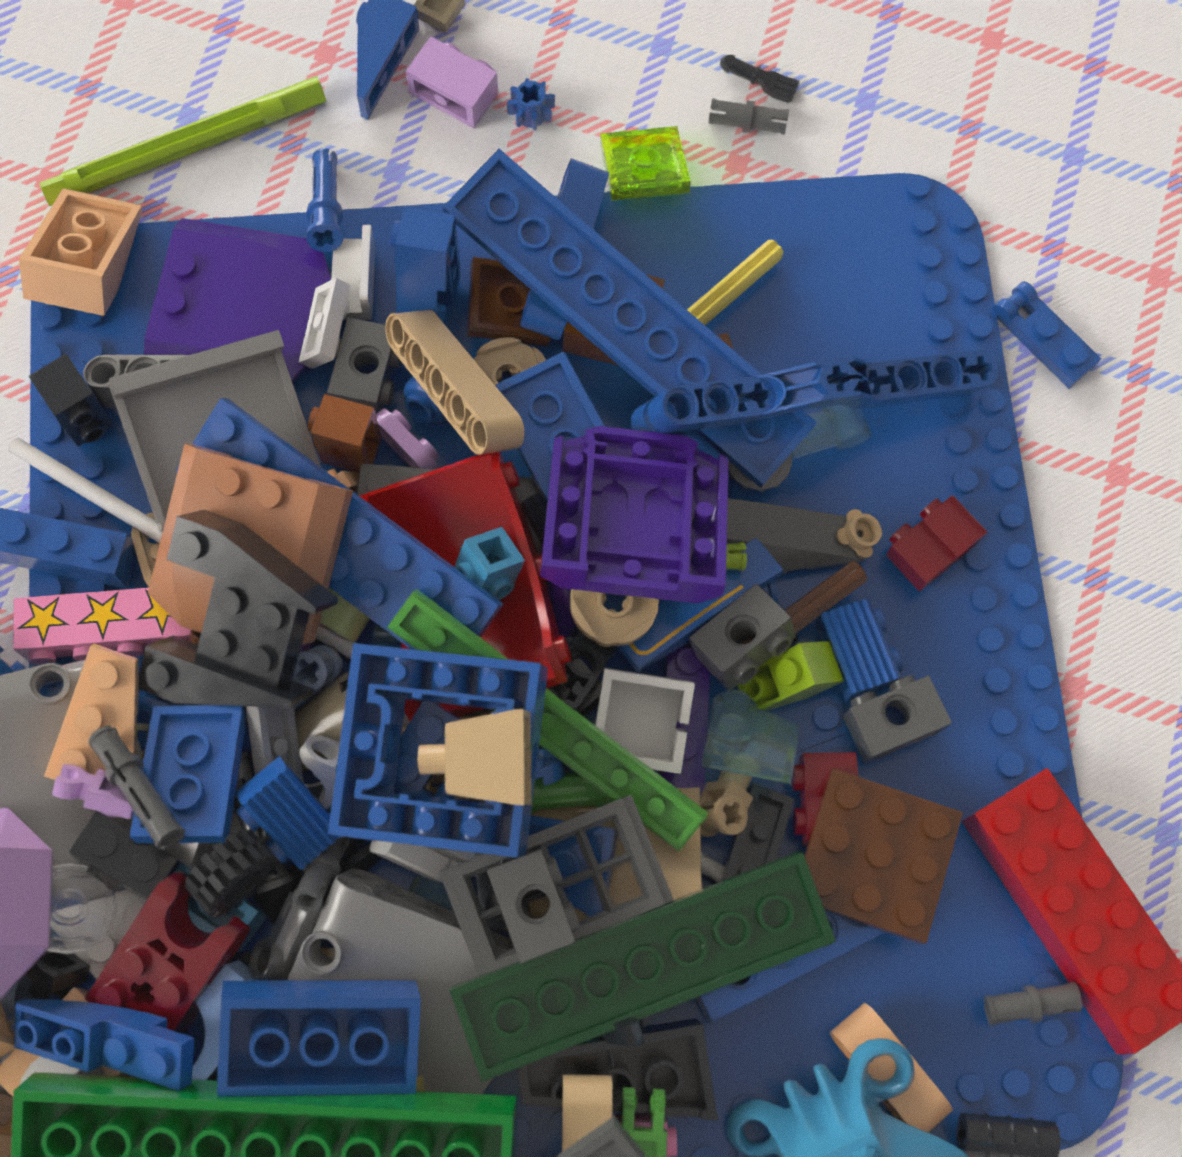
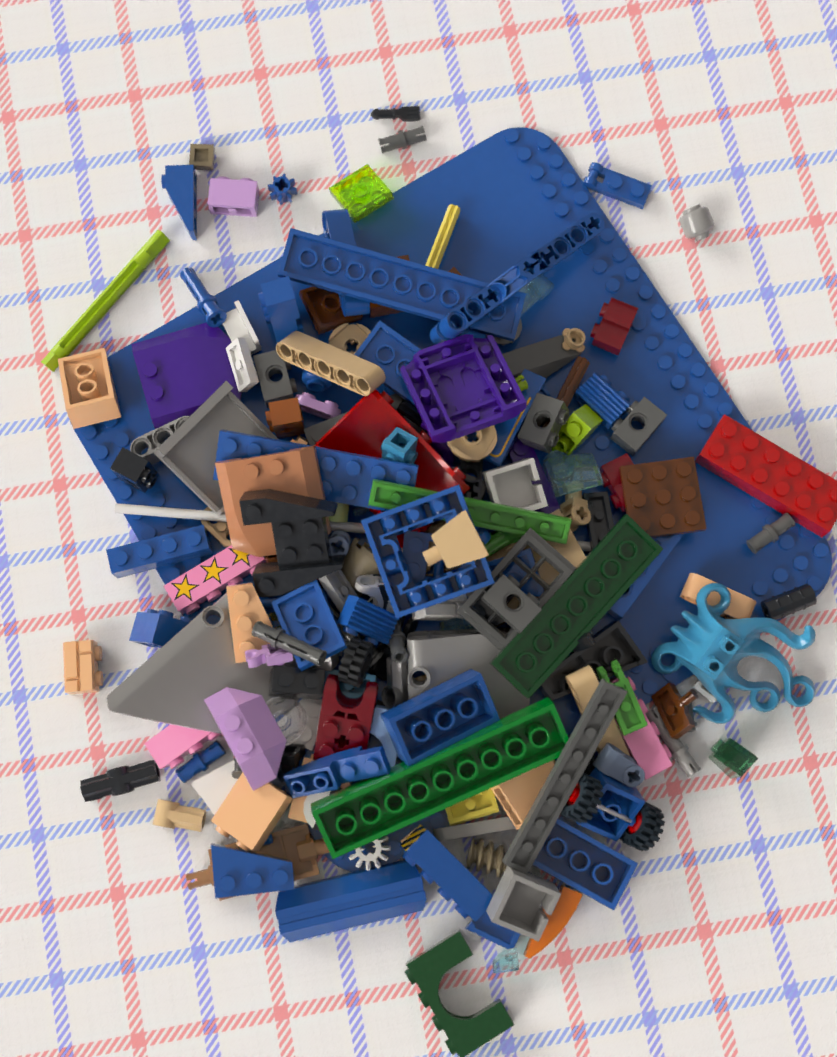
camera: 20 degrees left, 5 degrees up
(1146, 447) = (696, 222): none -> light grey head

